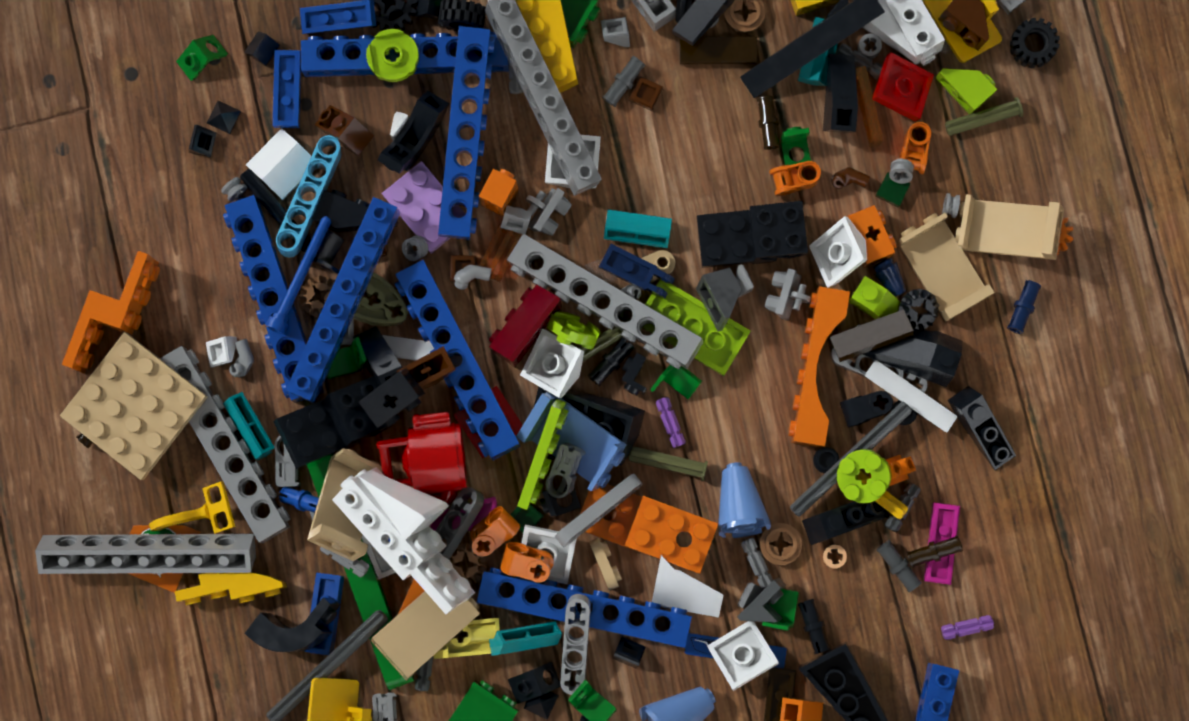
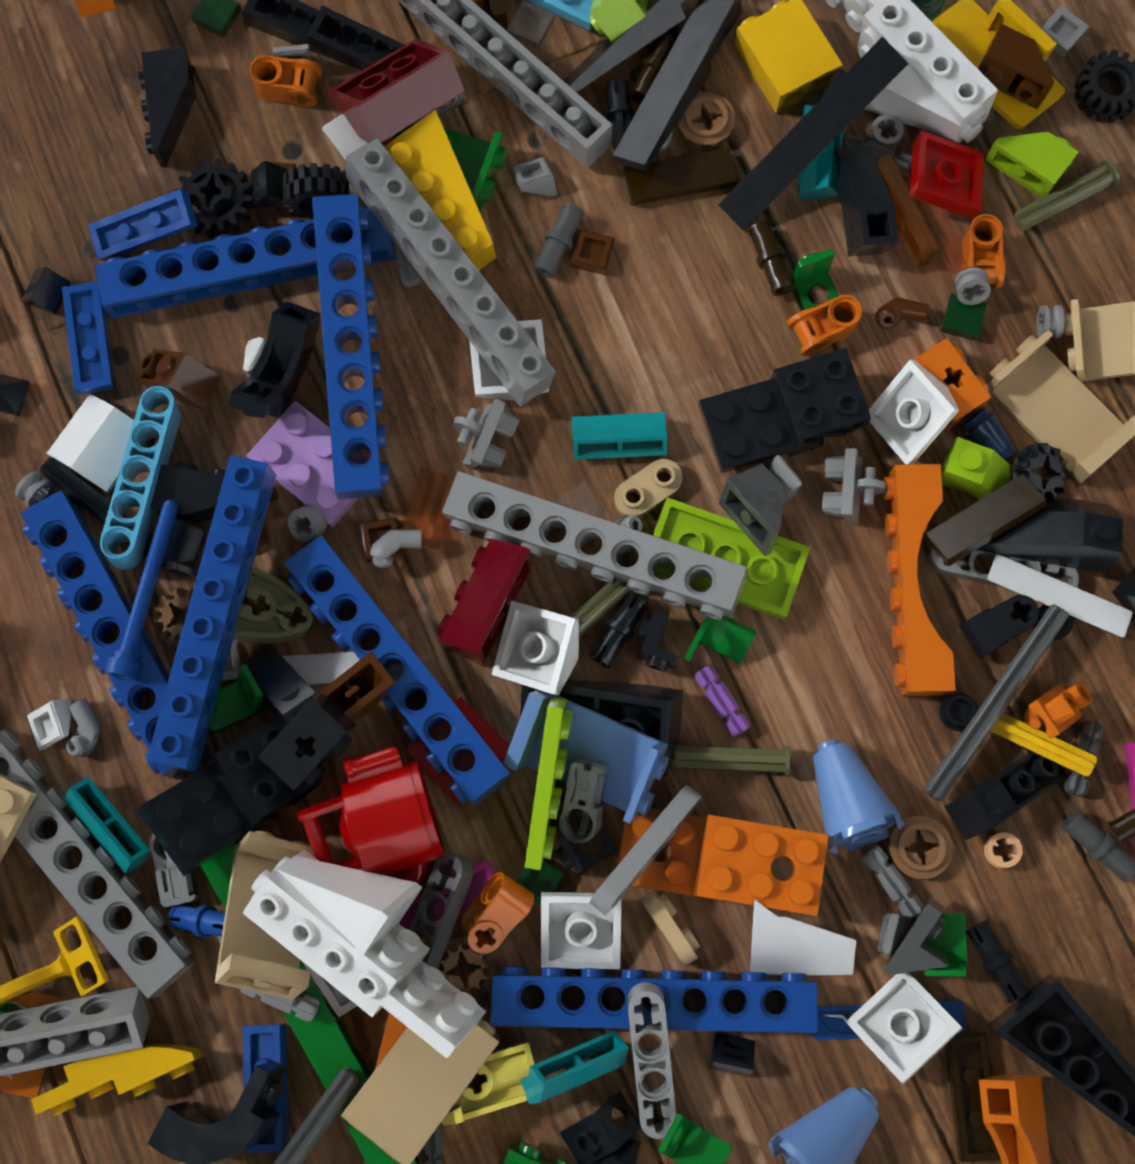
camera: 10 degrees left, 5 degrees down
(380, 48) = (208, 251): lime plate -> none
(499, 191) = (412, 419): orange brick -> none
(516, 219) = (444, 454): light grey plate -> none
(524, 561) = (549, 948): orange piece -> none
(571, 330) = (552, 593): lime plate -> none
(634, 270) = (627, 492): dark blue hinge -> none
(873, 464) = (1017, 744): lime plate -> none

